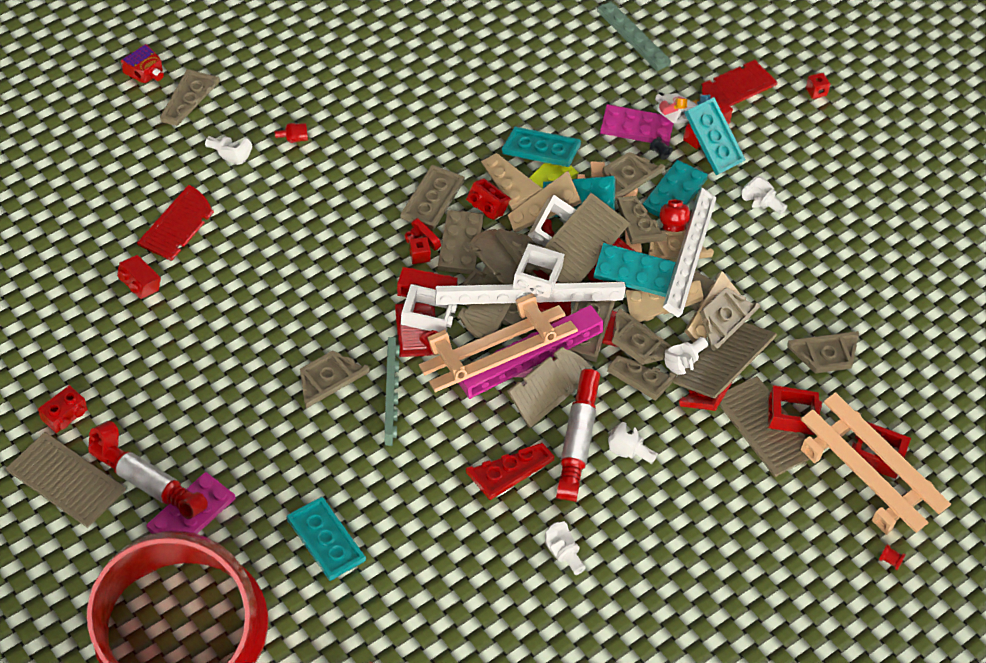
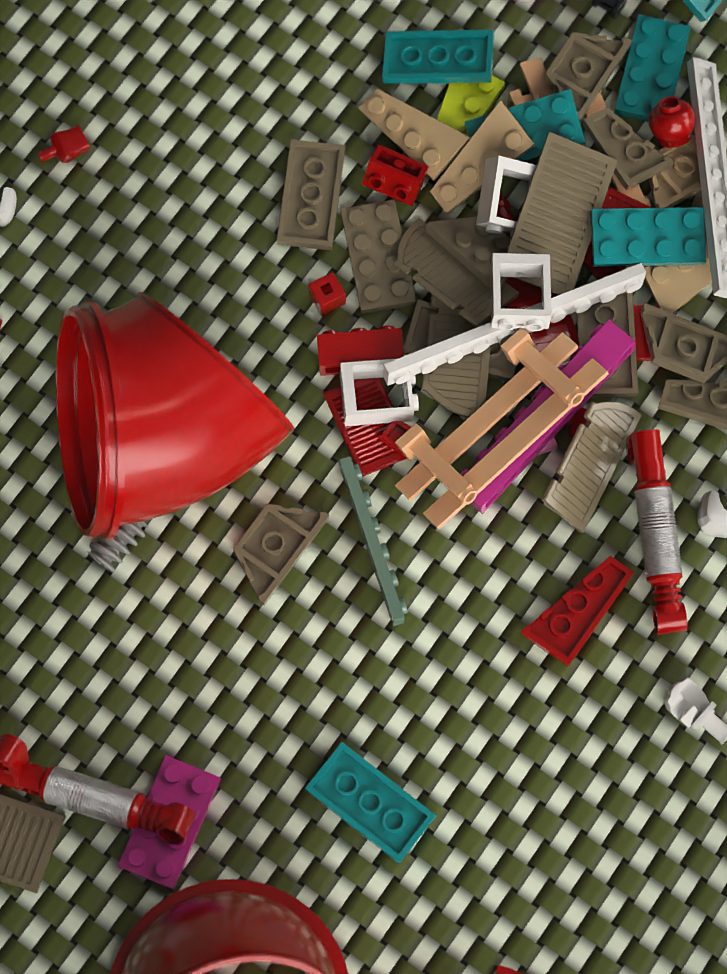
camera: 15 degrees left, 20 degrees up
(230, 341) = (109, 549): none -> light grey piece
(283, 265) = (151, 415): none -> red piece
(420, 229) = (315, 258): red piece -> none

